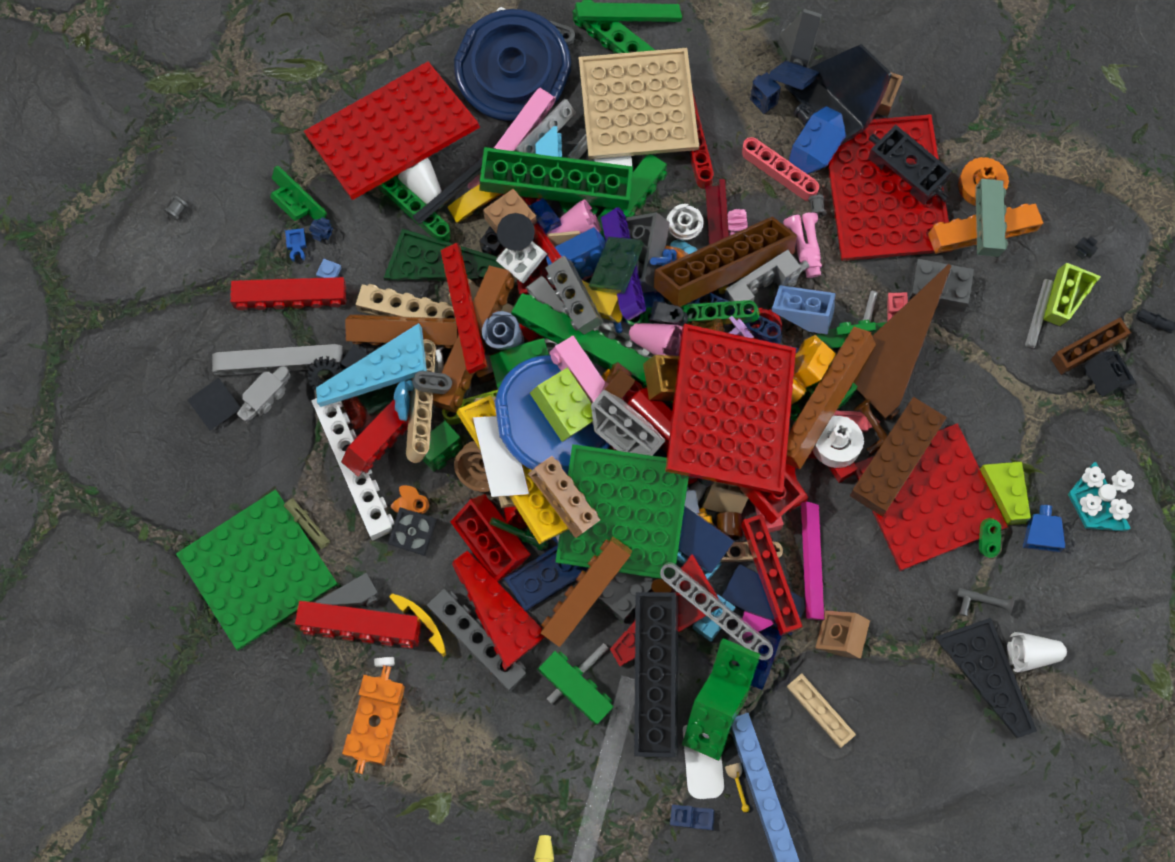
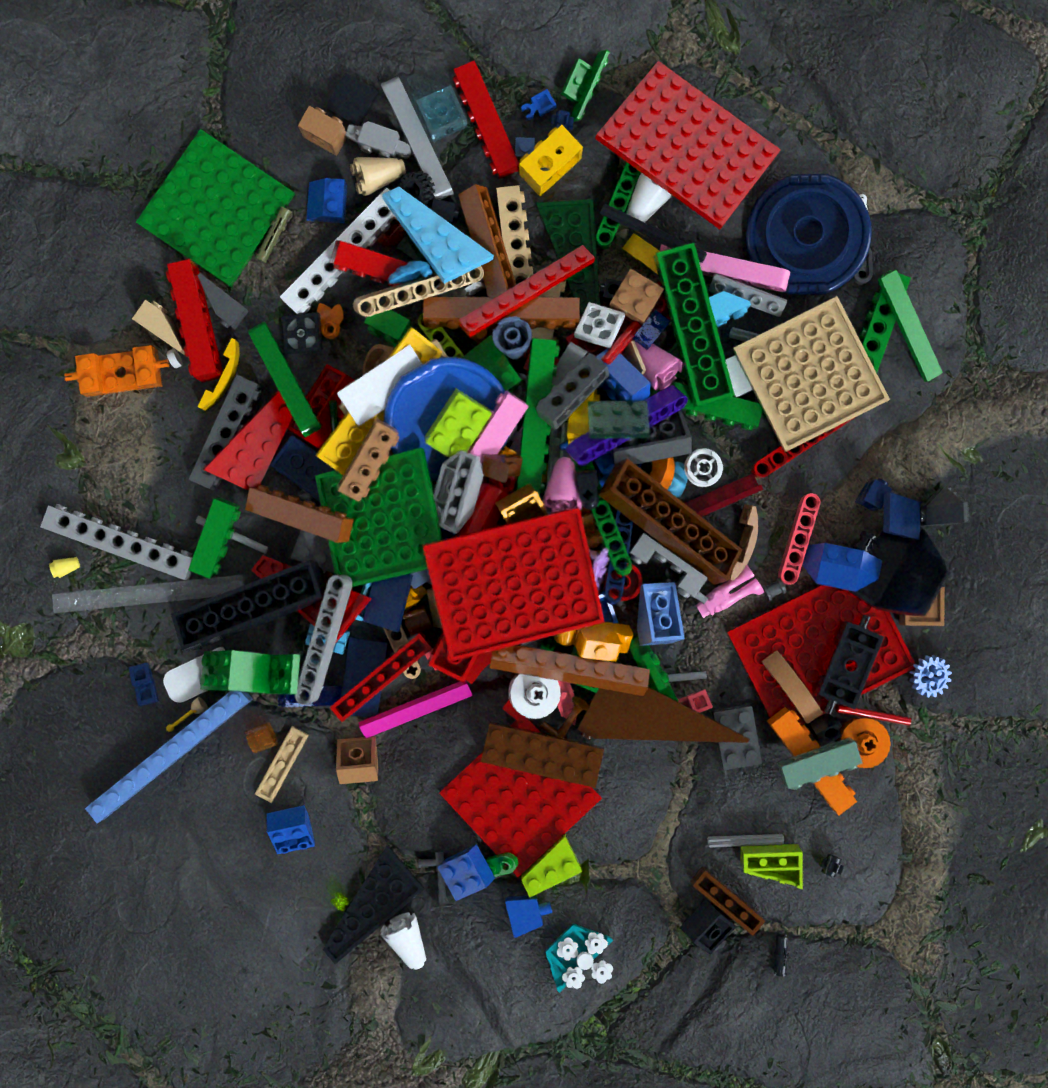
camera: 75 degrees right, 15 degrees up
(232, 437) = (323, 130): none -> medium nougat brick
(265, 327) = (442, 113): none -> clear light blue brick
(292, 408) = (375, 173): none -> tan cone
(297, 462) = (327, 200): none -> blue slope
(349, 659) = (154, 319): none -> tan slope
(352, 249) = (556, 153): none -> yellow piece
(431, 382) = (437, 291): dark grey plate -> none
(450, 559) = (284, 379): none -> green beam
(515, 232) = (618, 309): black tile -> none
(583, 726) = (54, 522): none -> light grey brick
(668, 257) = (653, 467): blue piece -> none
(737, 221) = (723, 518): bright pink gear -> none
(756, 621) = (336, 678): dark pink slope -> none
(760, 208) = (748, 540): none -> medium nougat slope
(788, 717) = (261, 737): none -> clear orange piece
(889, 724) = (290, 829): none -> blue slope
(910, 219) = (792, 686): none -> medium nougat slope
(951, 107) = (923, 684): none -> light blue gear
(958, 169) = (873, 715): none -> red piece
(960, 206) = (826, 729): none -> black brick
(975, 703) = (339, 901): none -> clear neon green bush
(987, 569) = (466, 872): none -> blue brick

